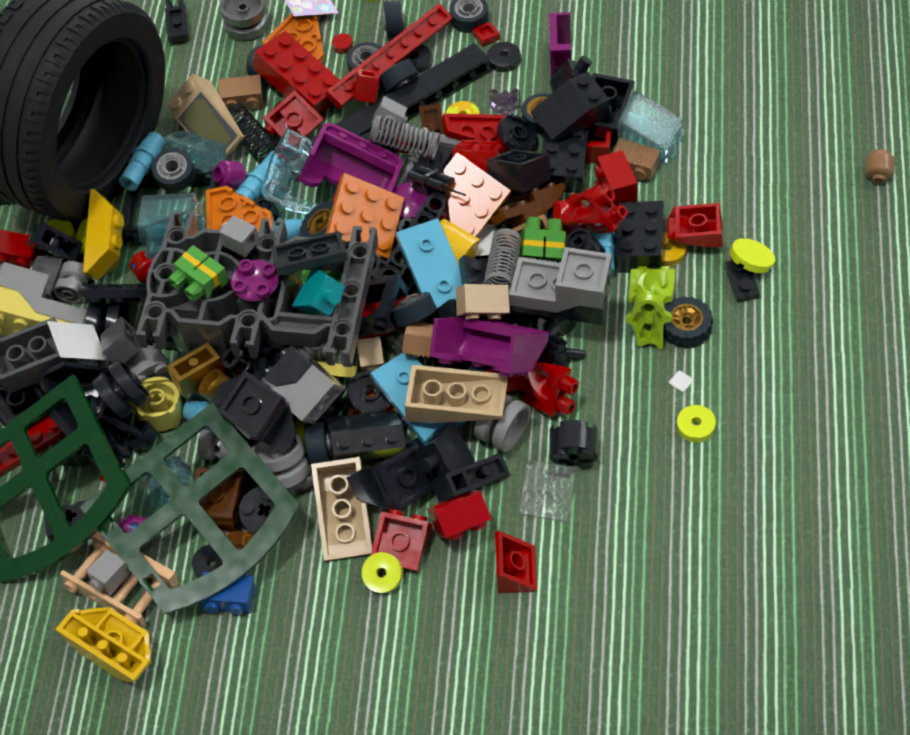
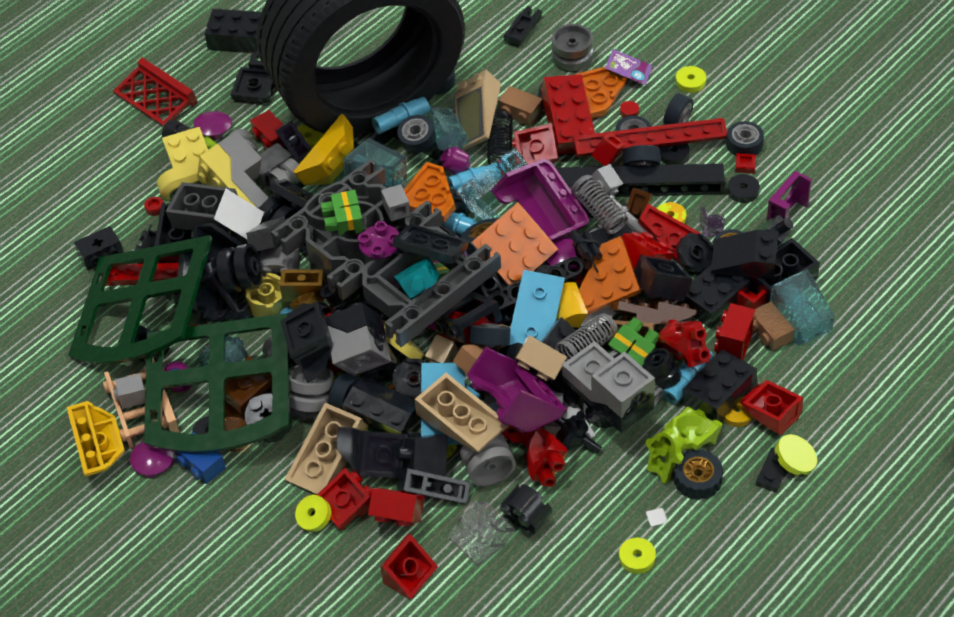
camera: 35 degrees right, 5 degrees down
(176, 627) = (150, 460): none -> magenta dish

